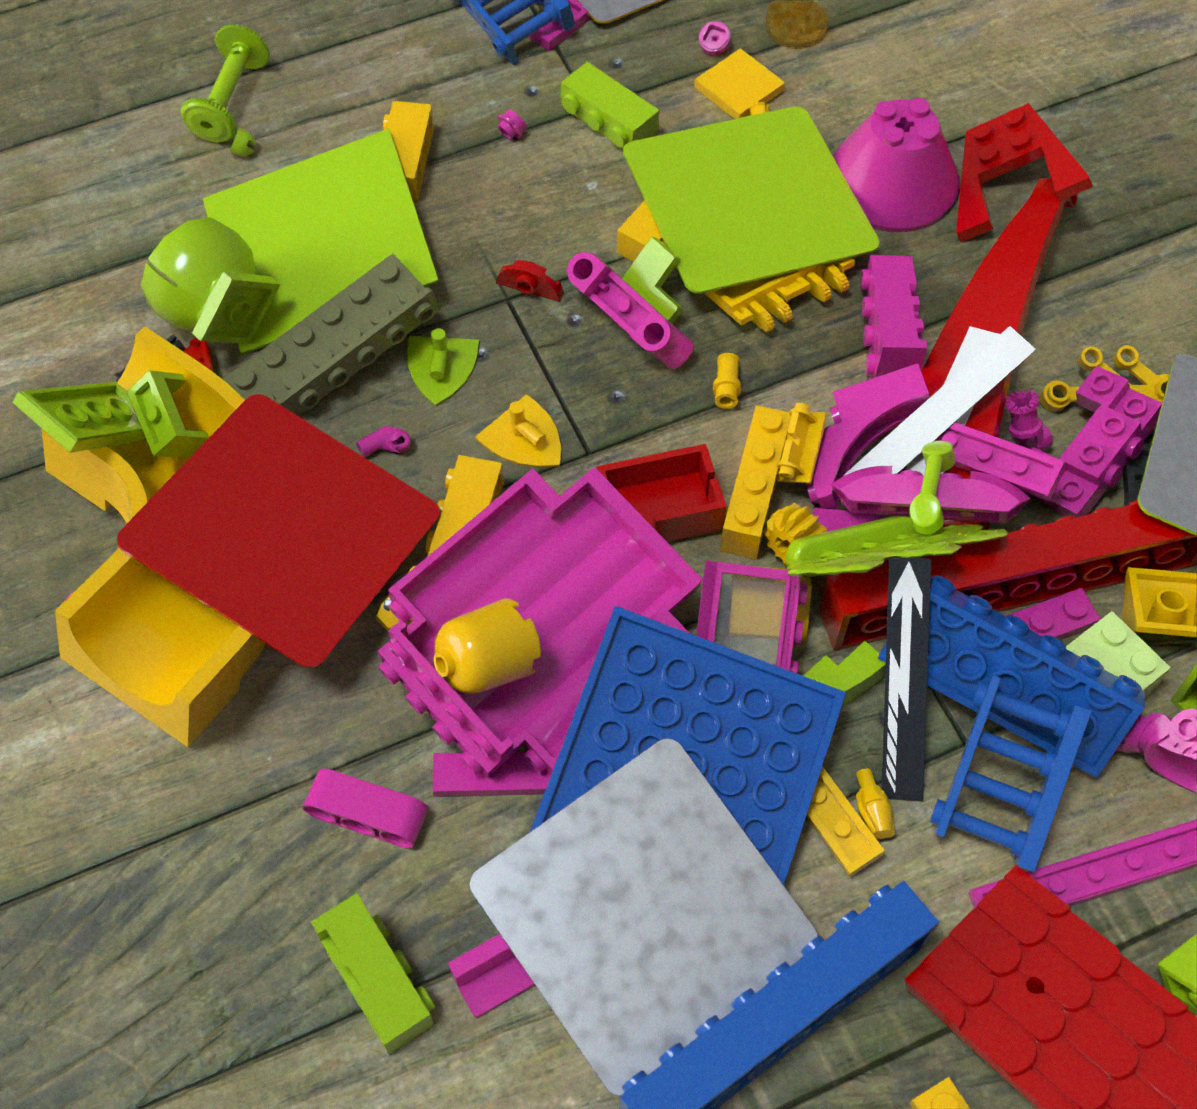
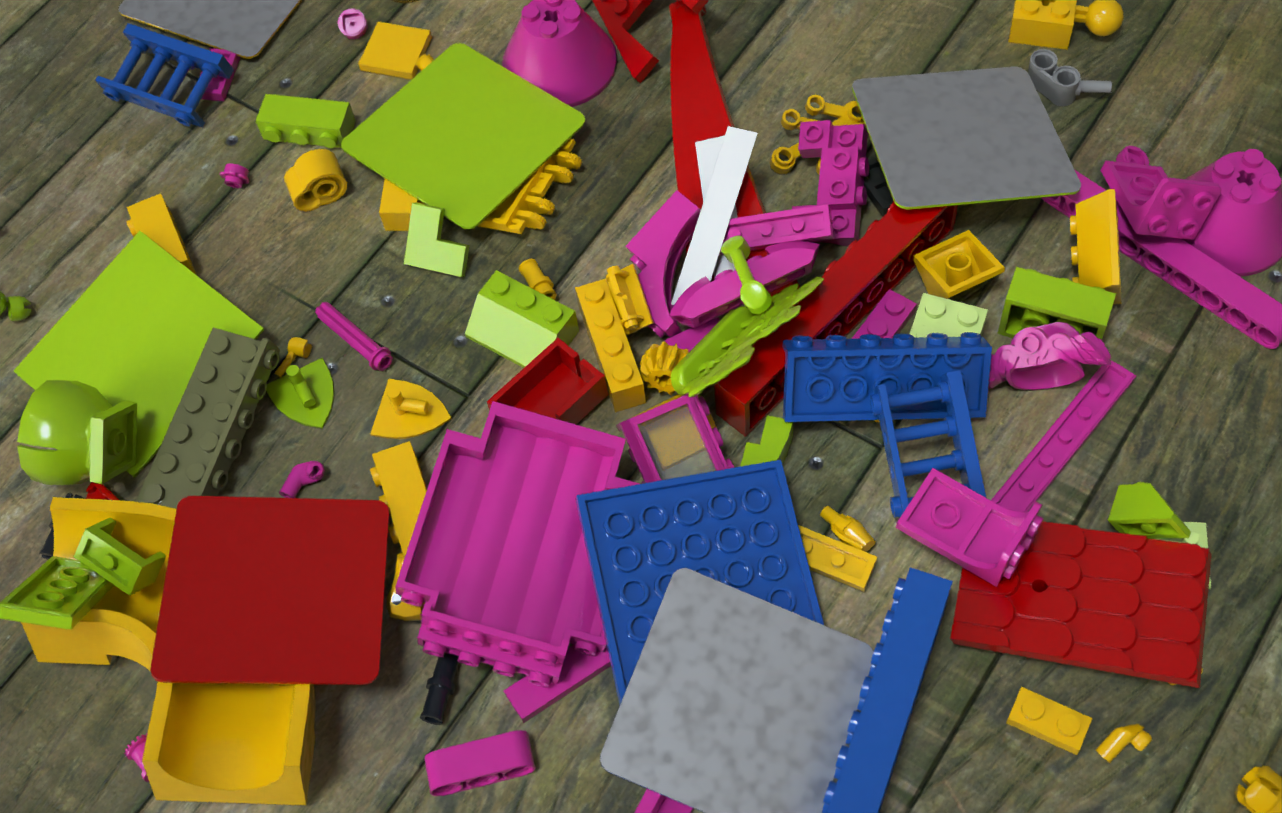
camera: 25 degrees left, 0 degrees up
(376, 715) = (439, 688): none -> black pin
(460, 316) = (296, 347): none -> yellow hand
(486, 648) = (503, 583): yellow cylinder -> none
(528, 368) = (378, 357): none -> dark pink axle
(530, 279) = (332, 289): red plate -> none
(580, 168) = (315, 180): none -> yellow piece
(629, 309) = (424, 267): dark pink plate -> none
(683, 406) = (518, 320): none -> lime slope
(892, 315) = (629, 166): dark pink wedge -> none
(906, 678) = (816, 423): black sticker -> none
(997, 879) = (969, 527): none -> dark pink bracket
(1025, 421) = (776, 191): dark pink connector -> none

